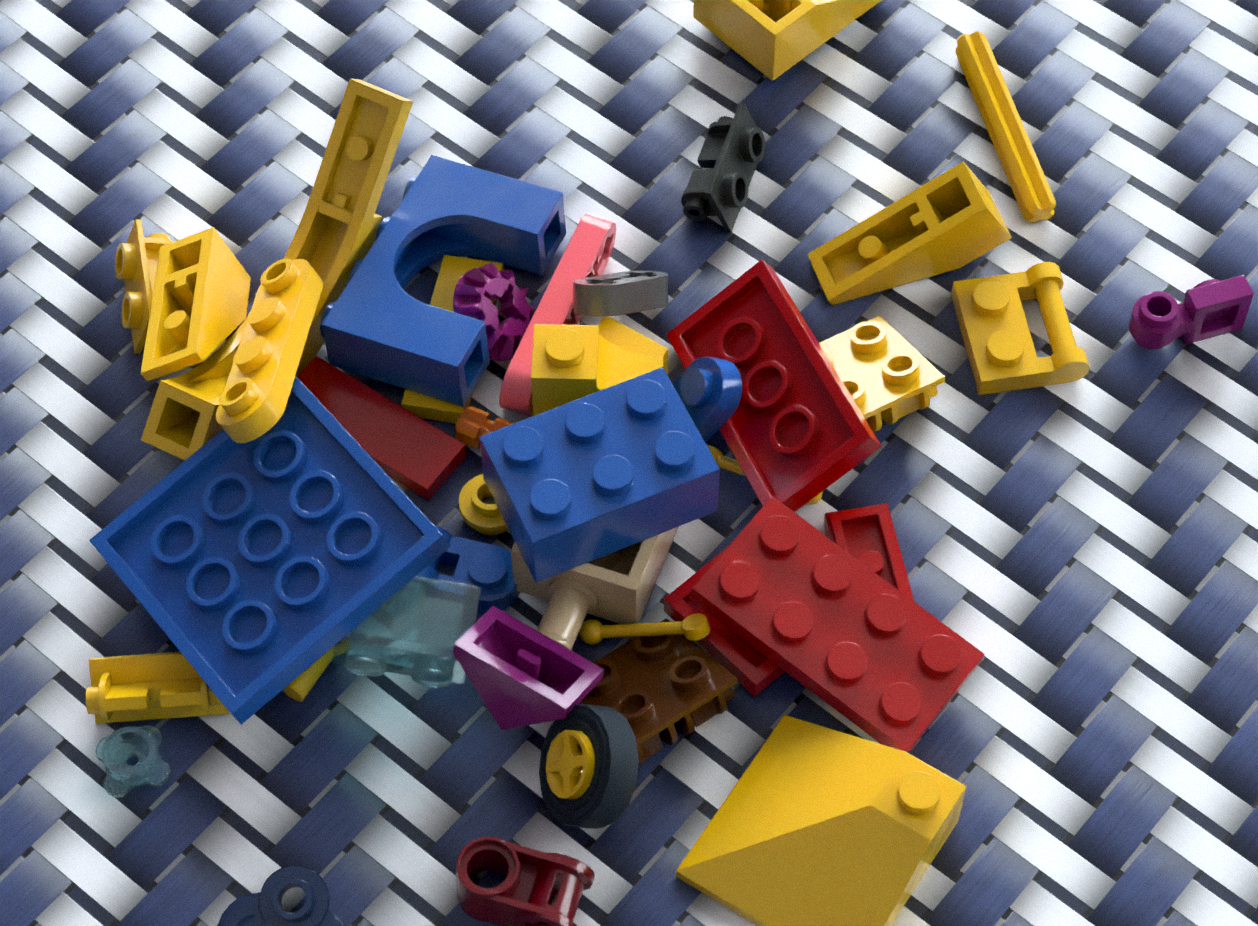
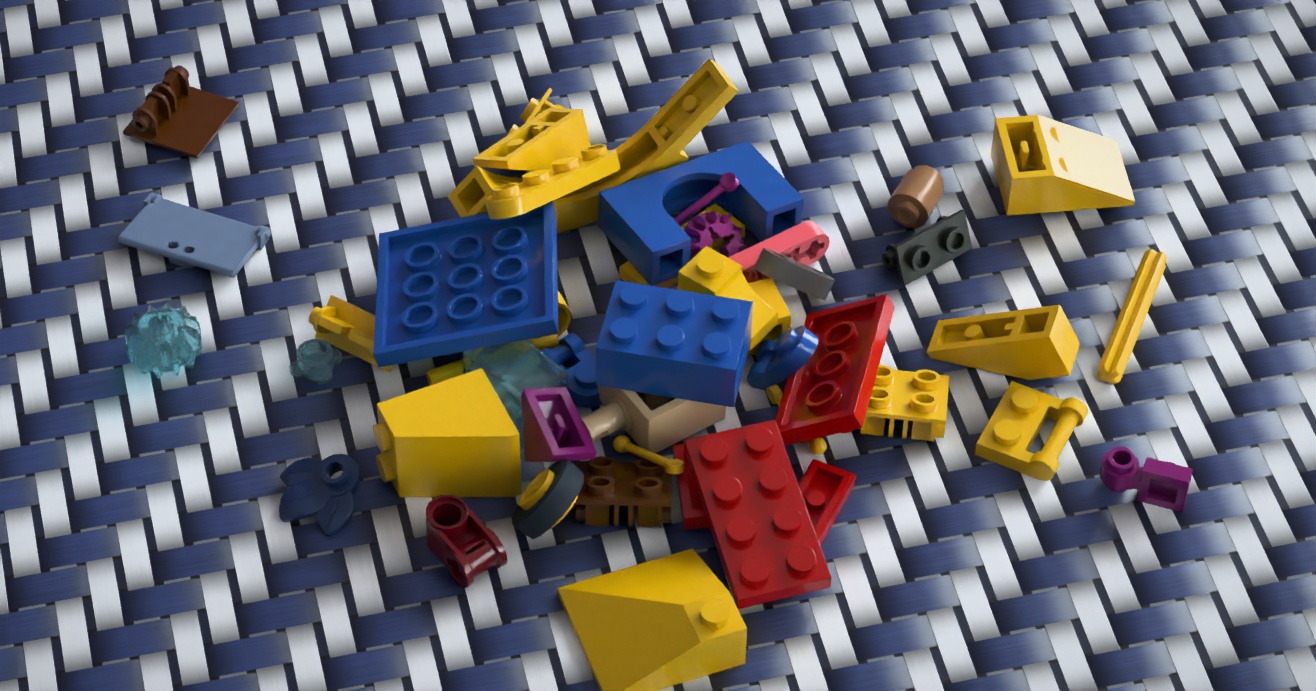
camera: 35 degrees right, 10 degrees down
(393, 437) = (588, 265): red tile -> none
(414, 766) = (449, 441): none -> yellow slope
(462, 223) = (728, 183): none -> magenta hinge
(664, 115) = (916, 196): none -> medium nougat brick

